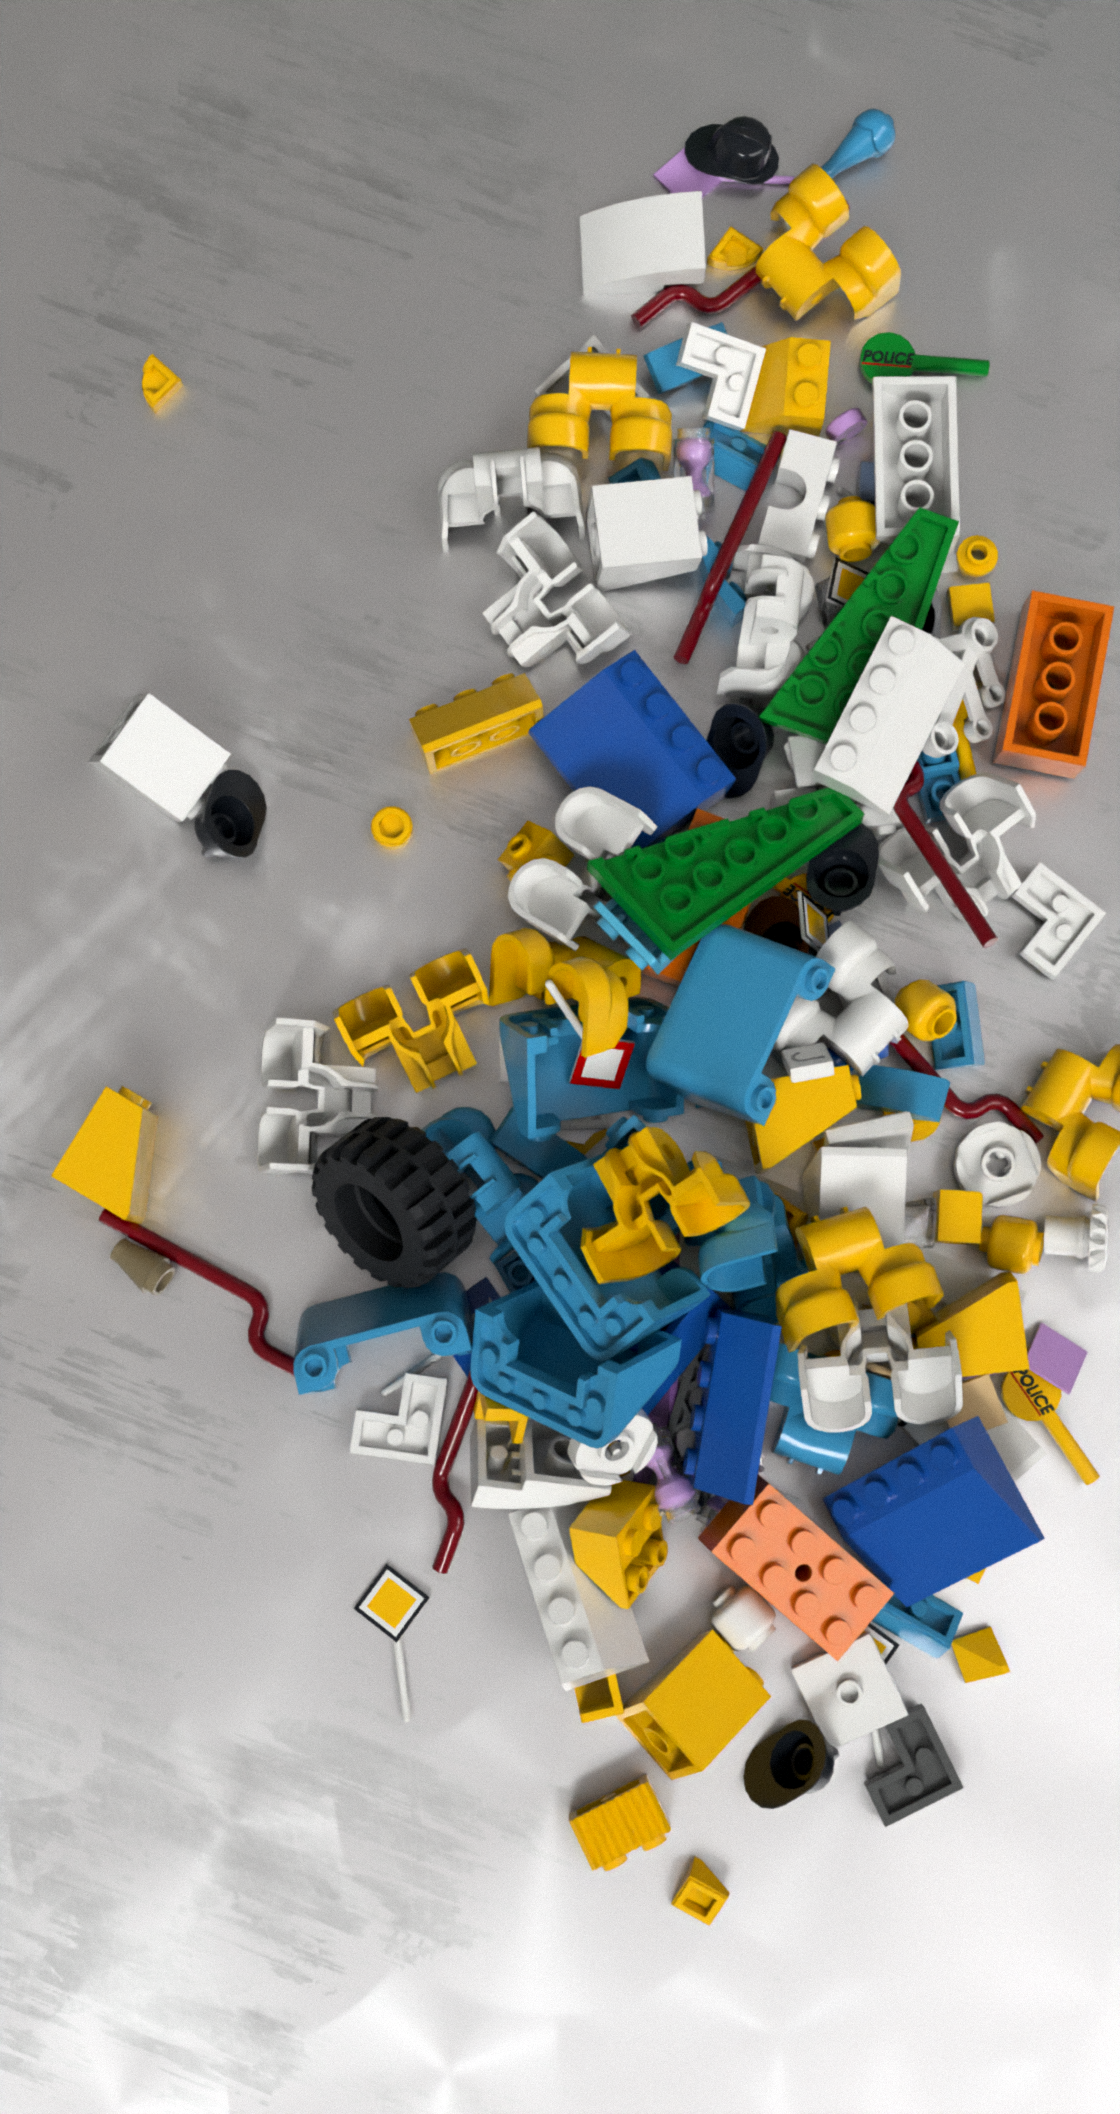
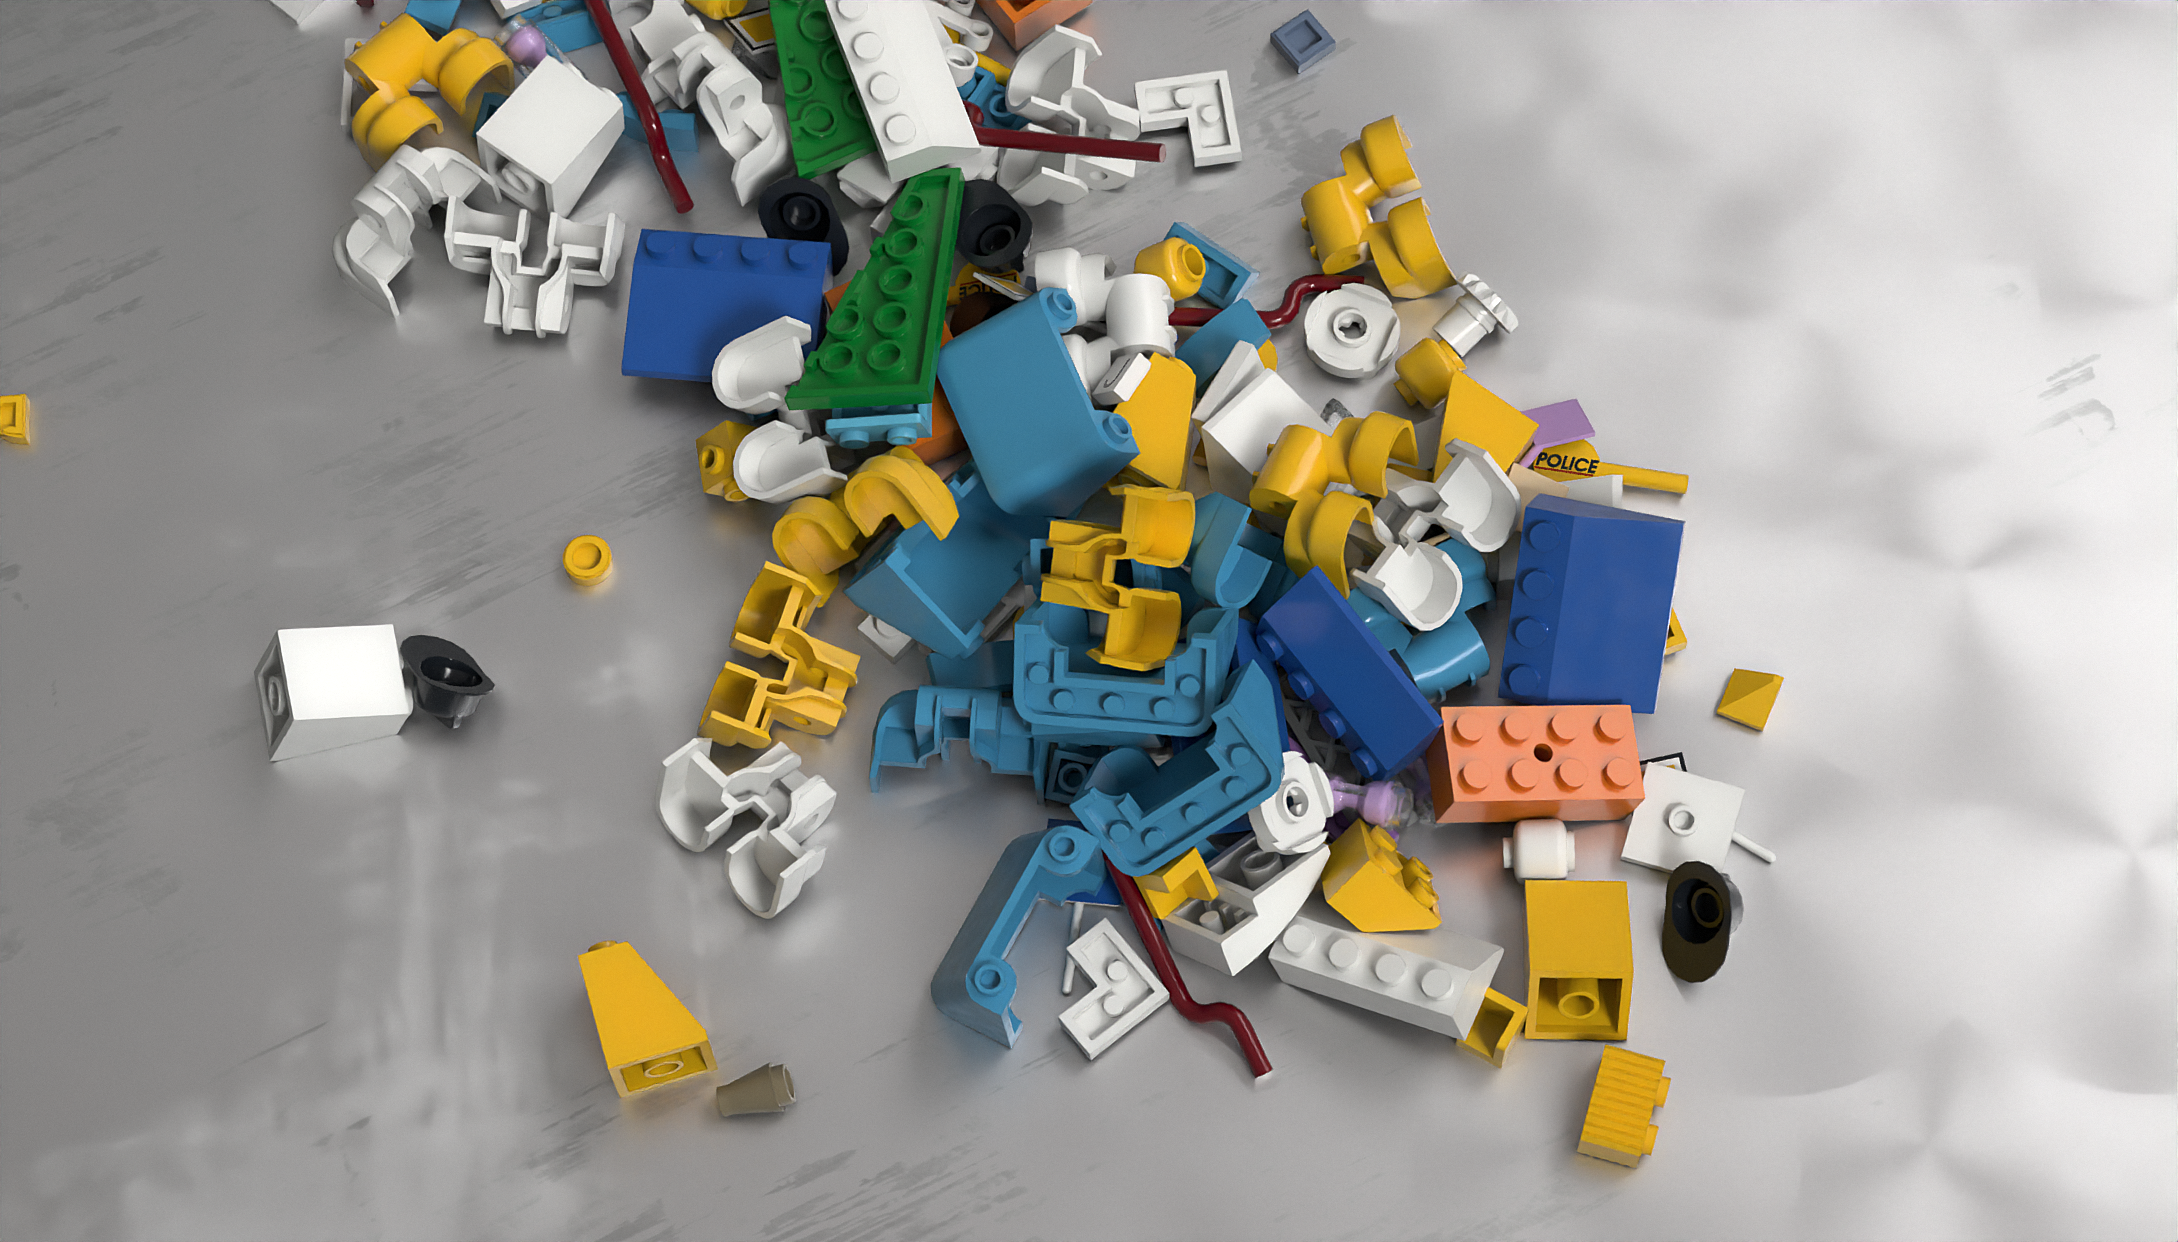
camera: 45 degrees left, 15 degrees down
(215, 1275) = (830, 1040): dark red piece -> none
(392, 1606) = (1258, 1144): piece -> none
(394, 1201) = (906, 855): black tyre -> none
(476, 721) = (571, 408): yellow slope -> none
(599, 1070) = (958, 557): white piece -> none
(700, 1893) = (1746, 1097): yellow slope -> none
(924, 1772) = (1807, 822): dark grey plate -> none
(926, 1624) = (1681, 721): dark azure slope -> none
(958, 1217) = (1365, 389): yellow panel -> none

